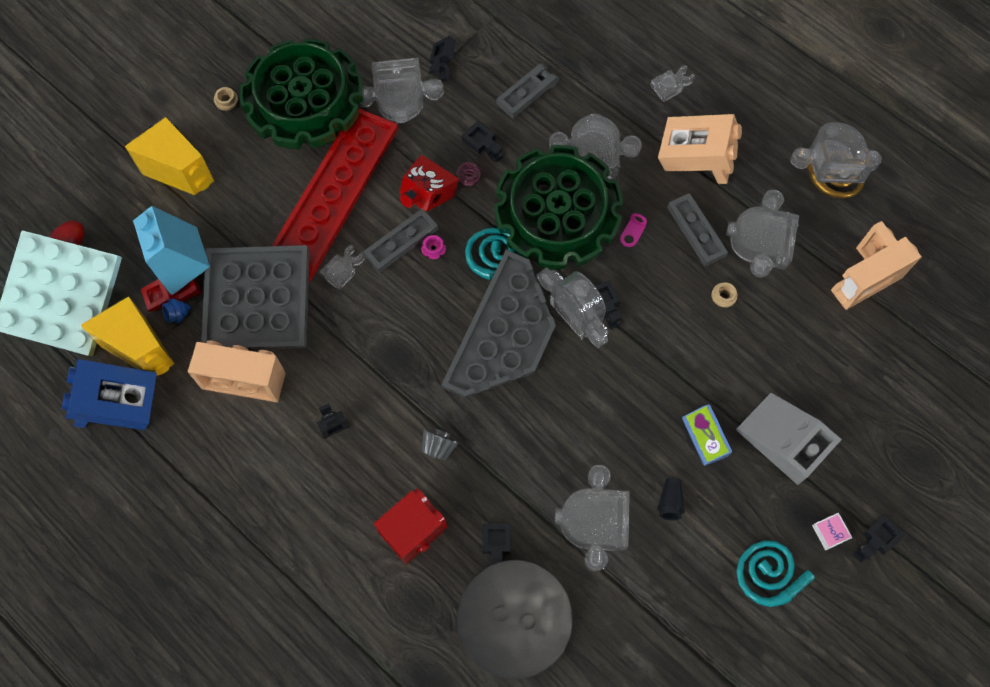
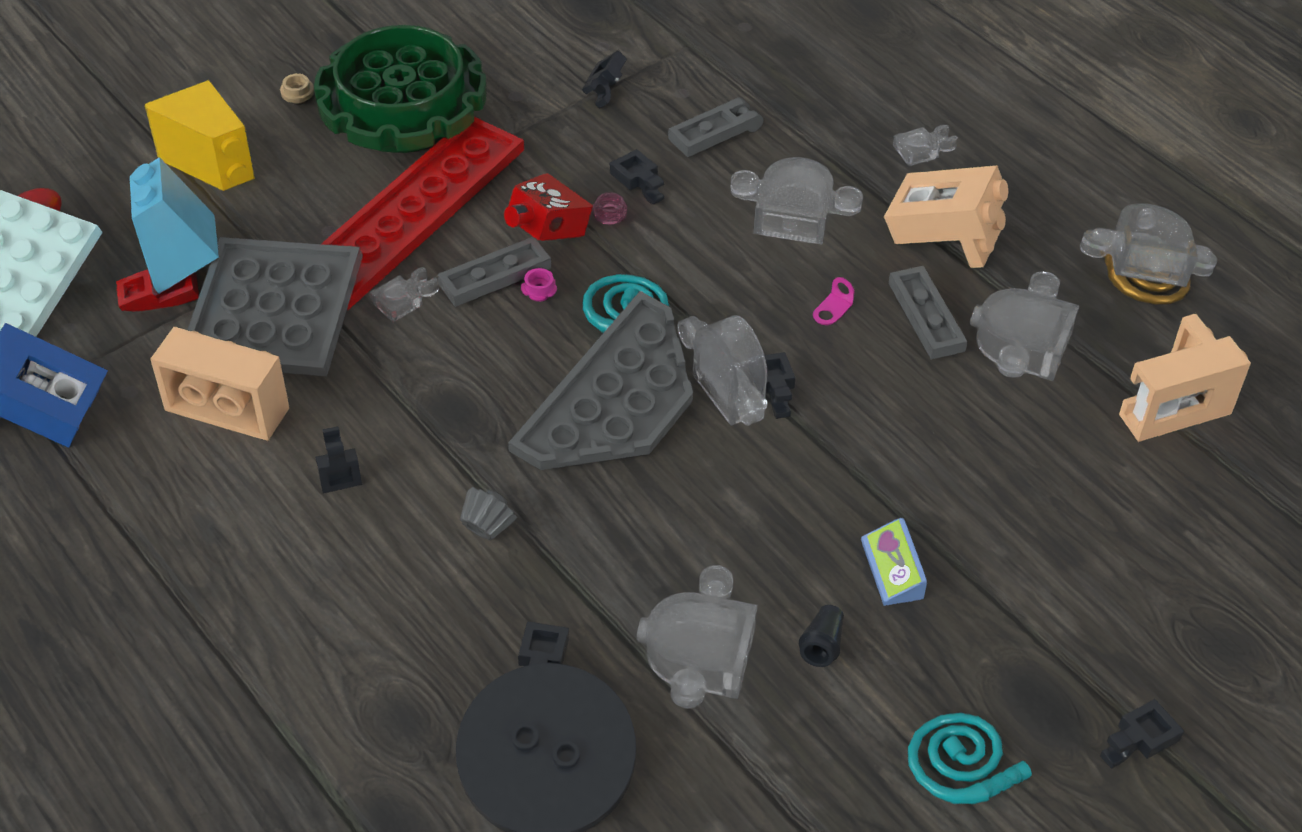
camera: 10 degrees right, 20 degrees down
(129, 337) = (81, 319): yellow slope -> none
(175, 311) = (155, 311): blue plate -> none
(400, 89) = (537, 104): clear piece -> none
(411, 525) = (418, 605): red piece -> none
(560, 165) = (727, 250): dark green piece -> none
(727, 289) = (954, 394): tan plate -> none
(788, 437) = (1022, 581): light grey slope -> none
(832, 531) = (1069, 716): bright pink tile -> none

